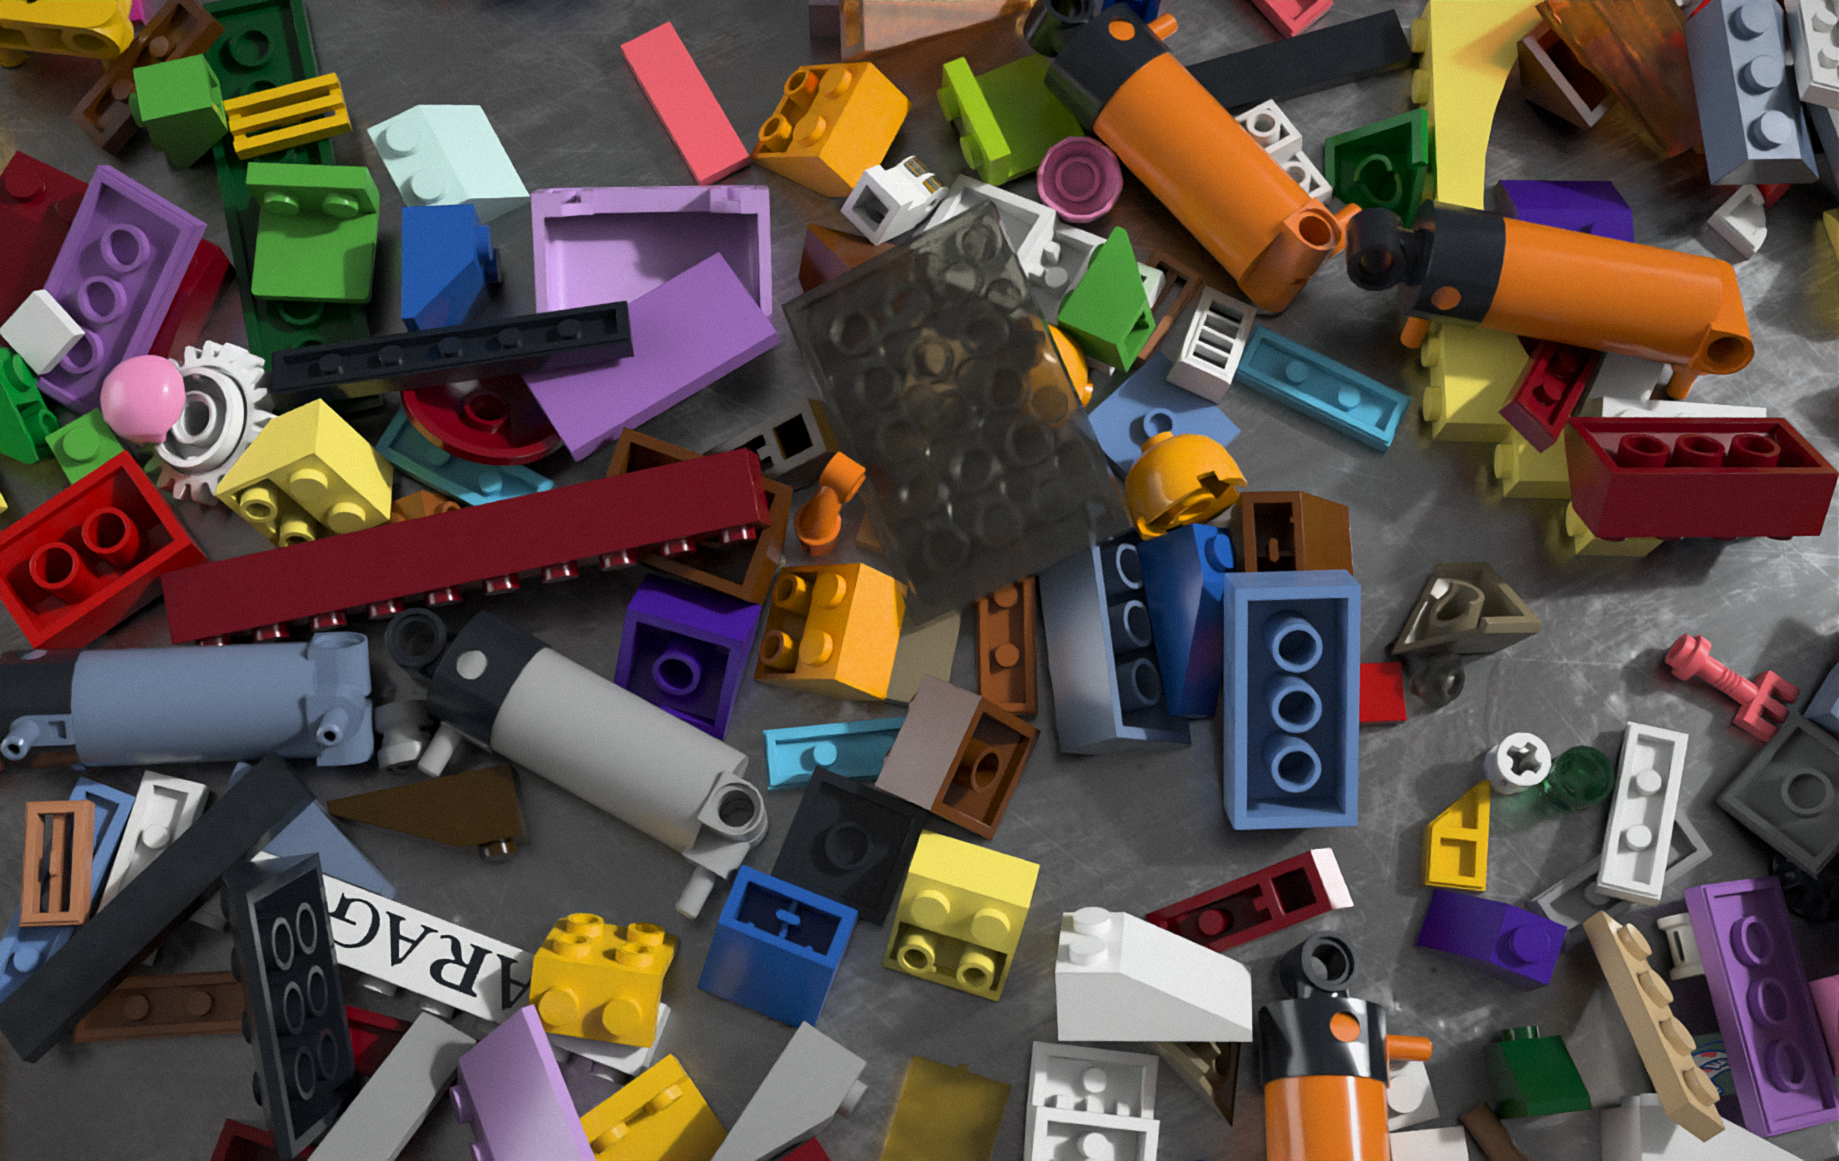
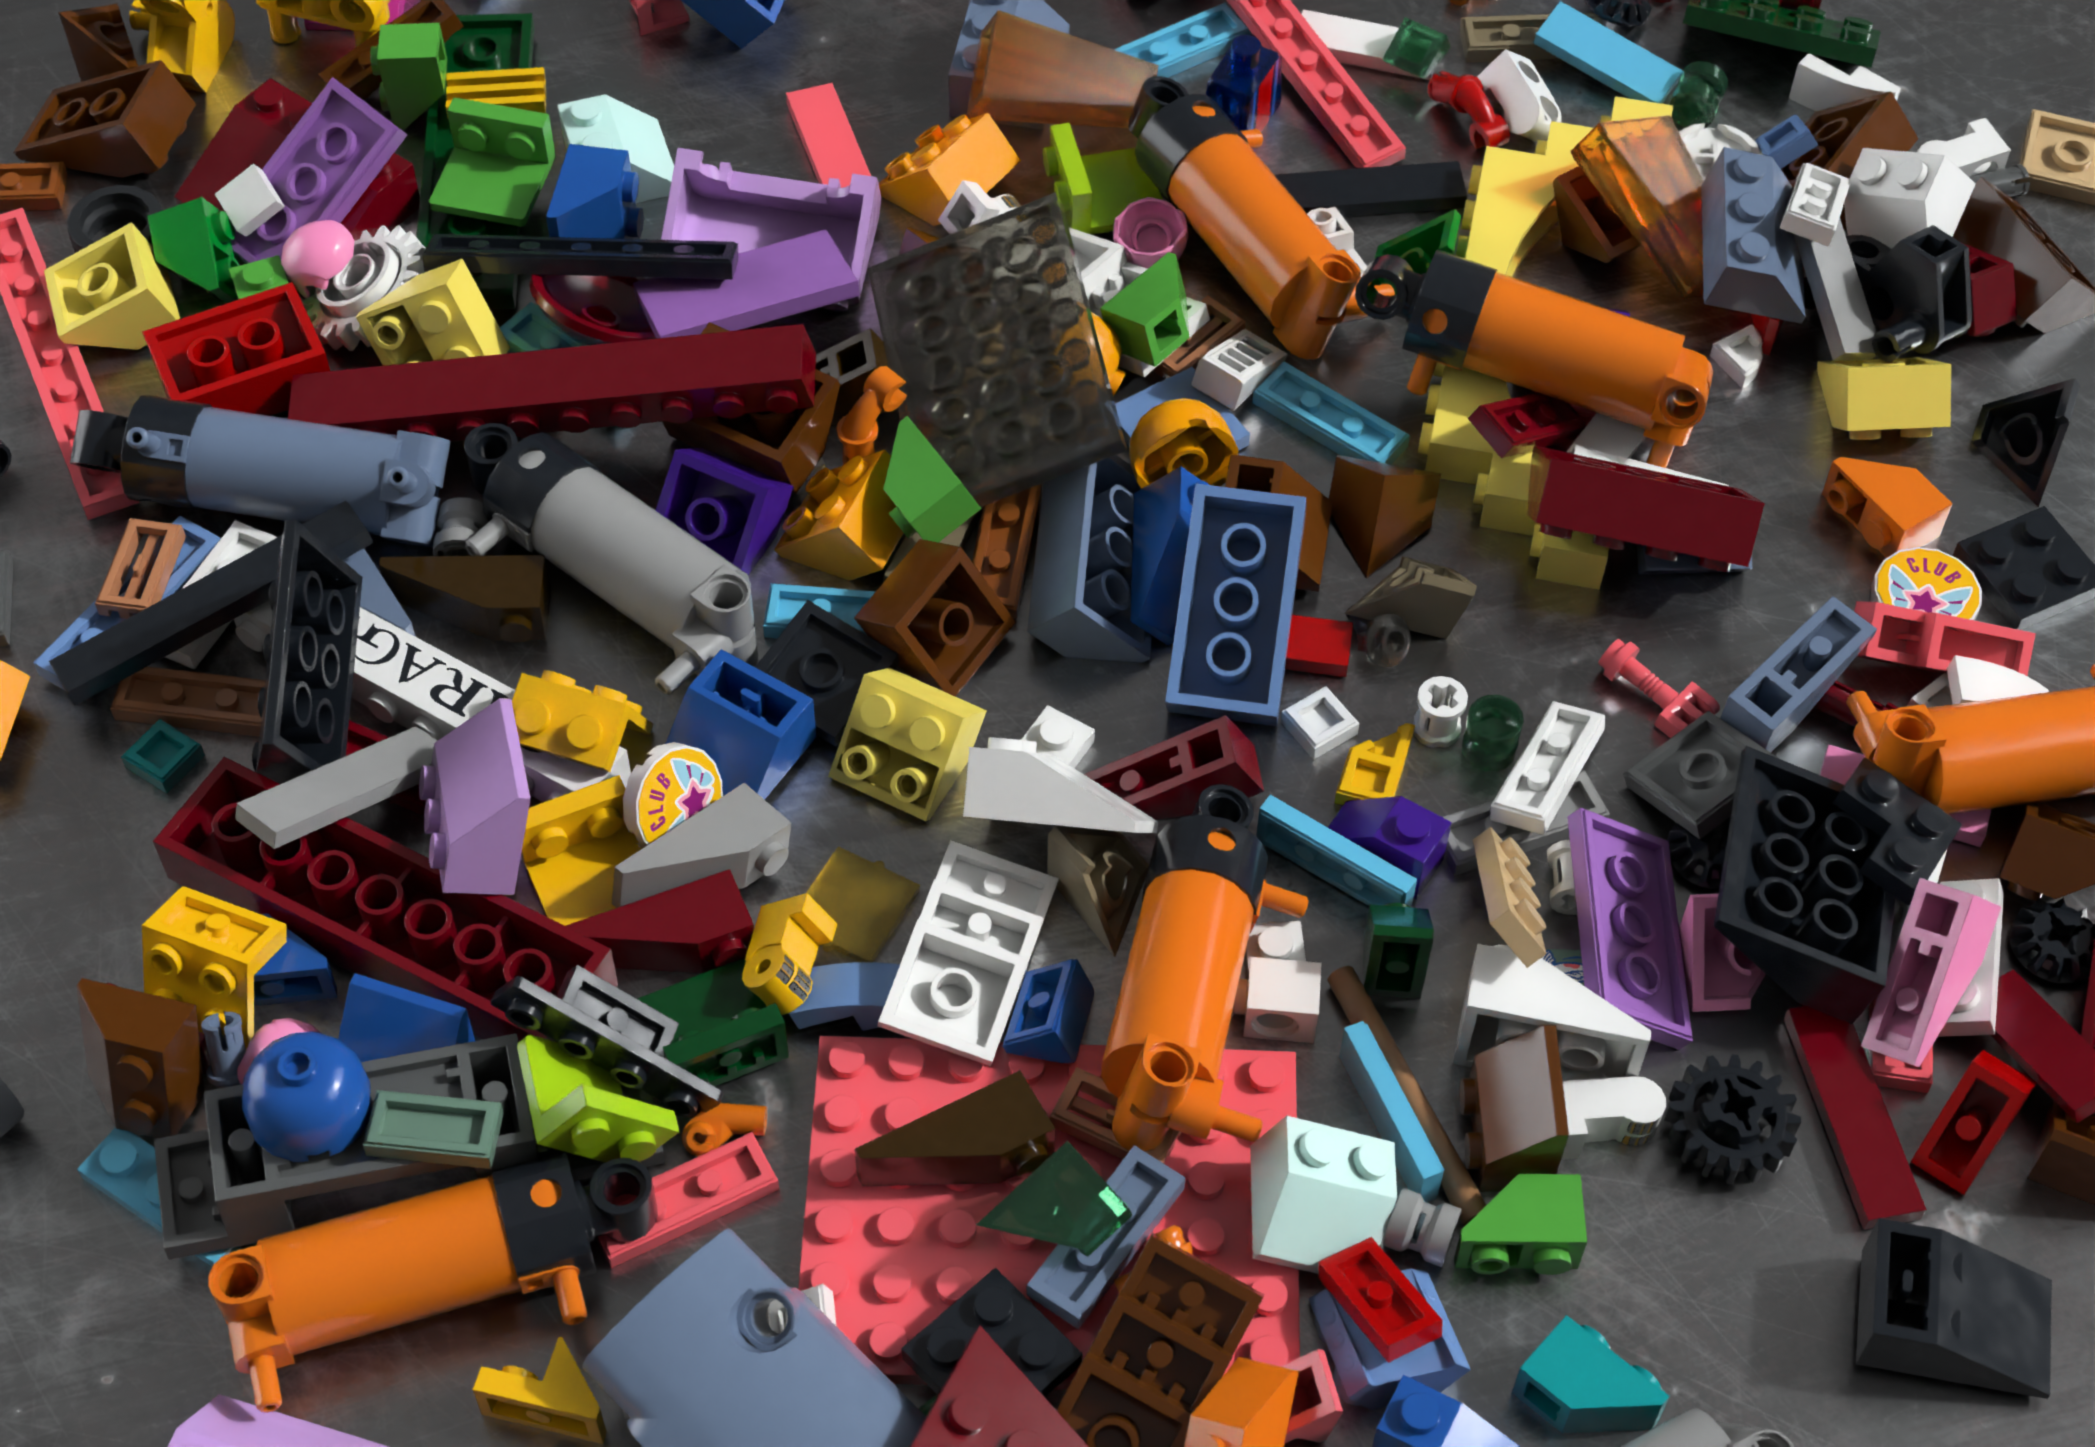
camera: 15 degrees right, 20 degrees down
(148, 1087) = (163, 756): none -> teal tile
(731, 1056) = (669, 790): none -> tile
(917, 605) = (924, 488): none -> bright green slope
(1116, 875) = (1060, 736): none -> white plate
(1390, 792) = (1319, 722): none -> white tile
(1399, 503) = (1380, 508): none -> reddish brown slope
(1445, 975) = (1332, 856): none -> medium azure tile

